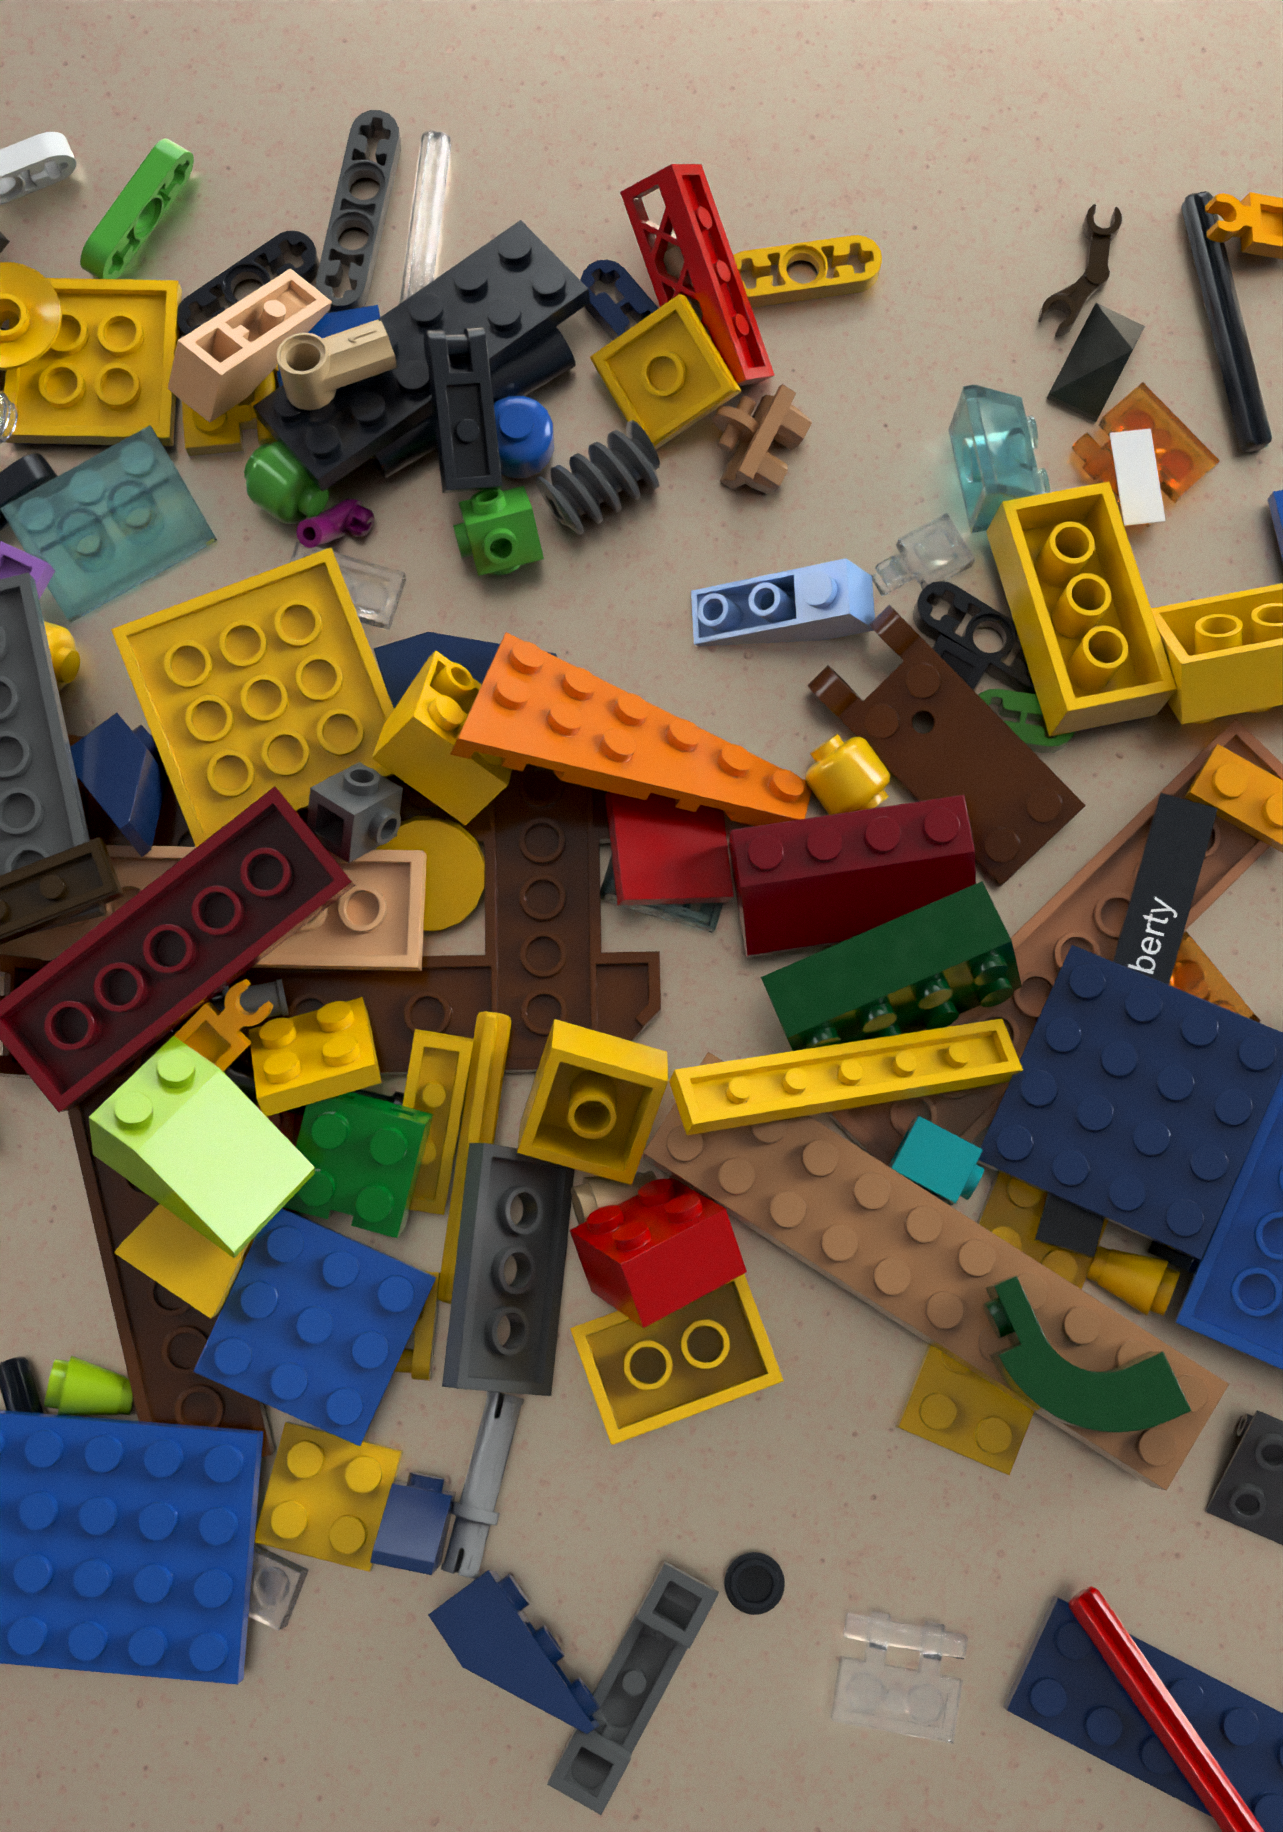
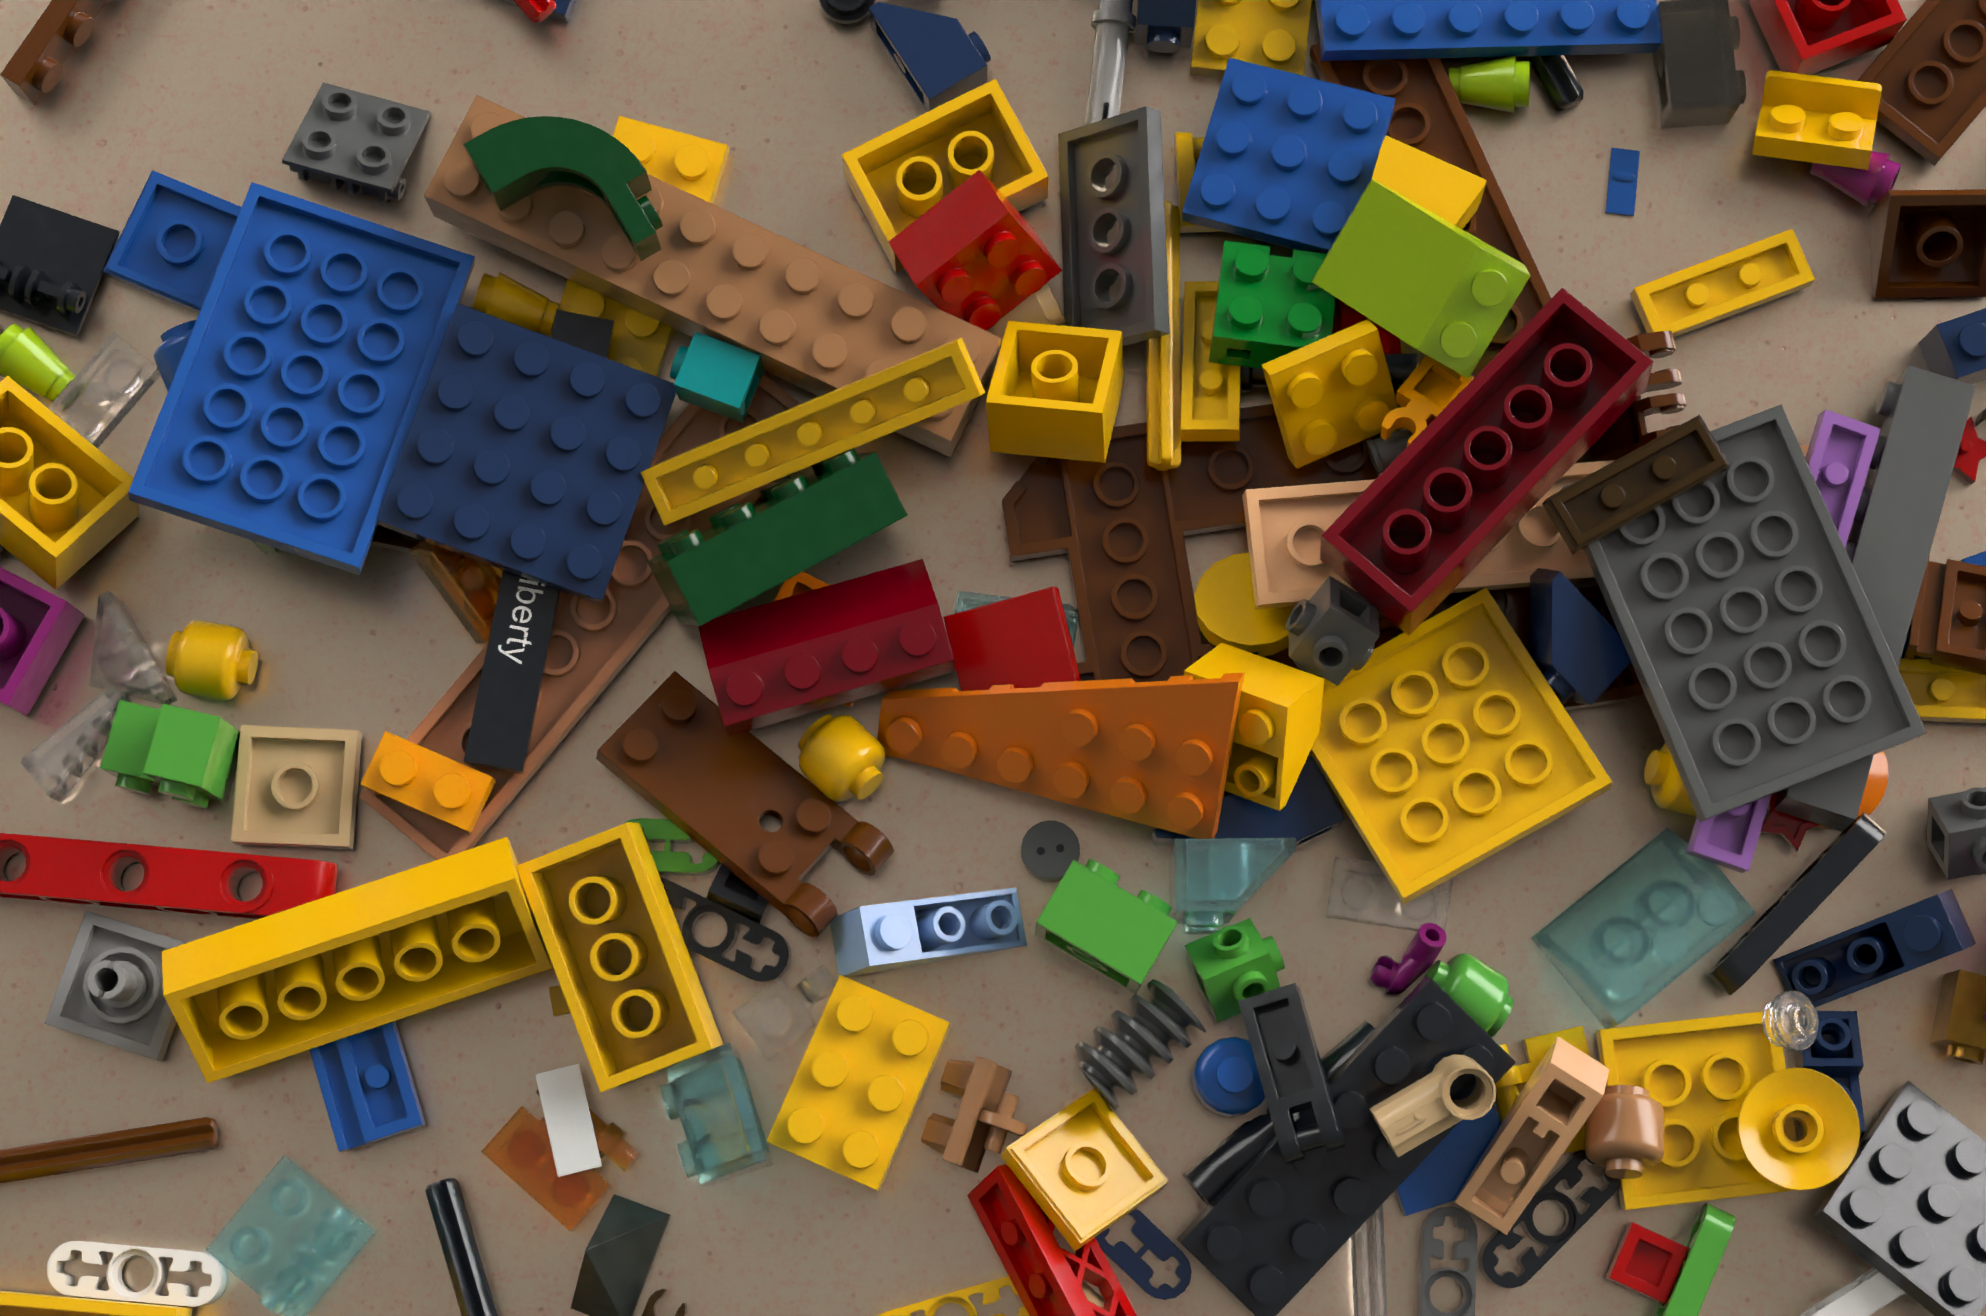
camera: 175 degrees right, 0 degrees up
(157, 326) = (1625, 1132): none -> medium nougat head
(168, 238) = (1646, 1262): none -> red plate
(495, 598) = (1220, 877): none -> clear light blue slope
(615, 577) = (1106, 924): none -> bright green brick
(657, 671) = (1049, 850): none -> dark grey tile
(671, 1498) = (931, 52): none -> dark blue slope
(863, 473) = (859, 1083): none -> yellow brick

